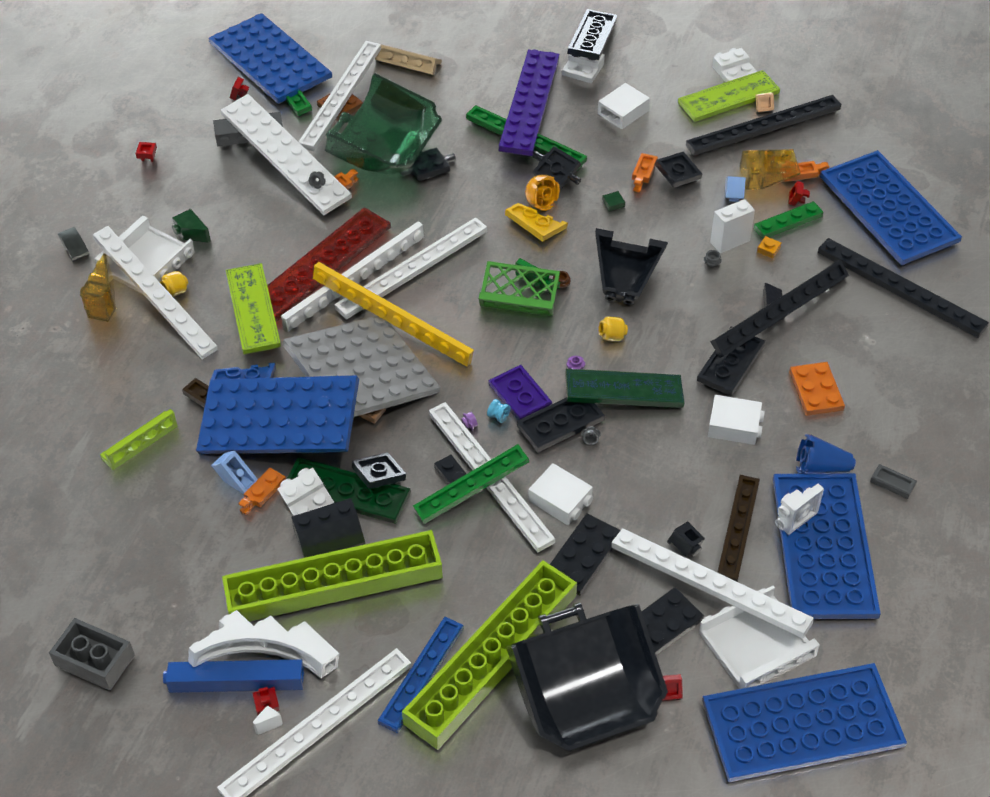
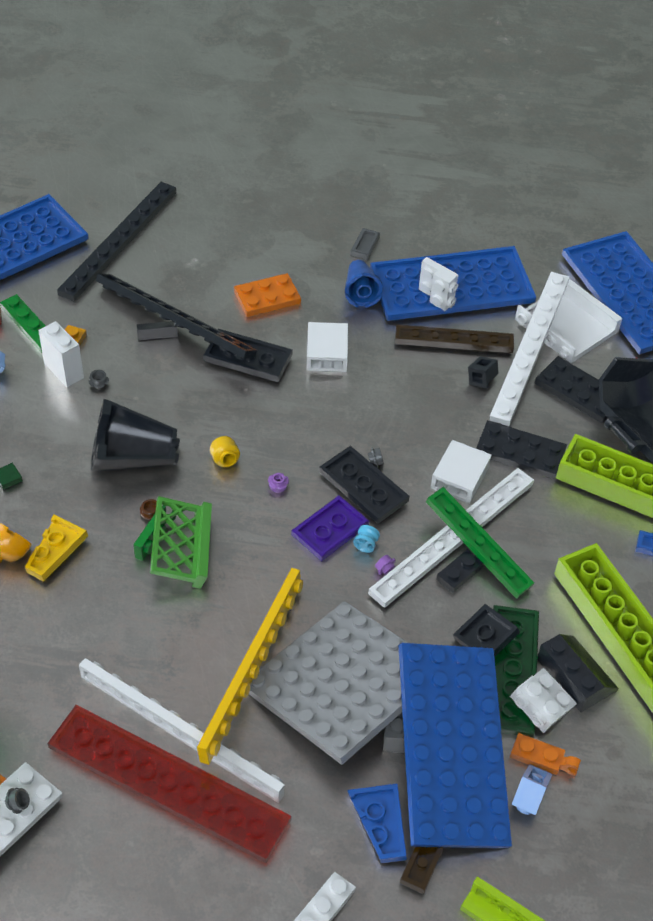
camera: 105 degrees left, 0 degrees up
(253, 308) = (265, 836): lime tile -> none
(417, 264) = (149, 663): white plate -> none
(624, 388) = (309, 434): dark green tile -> none

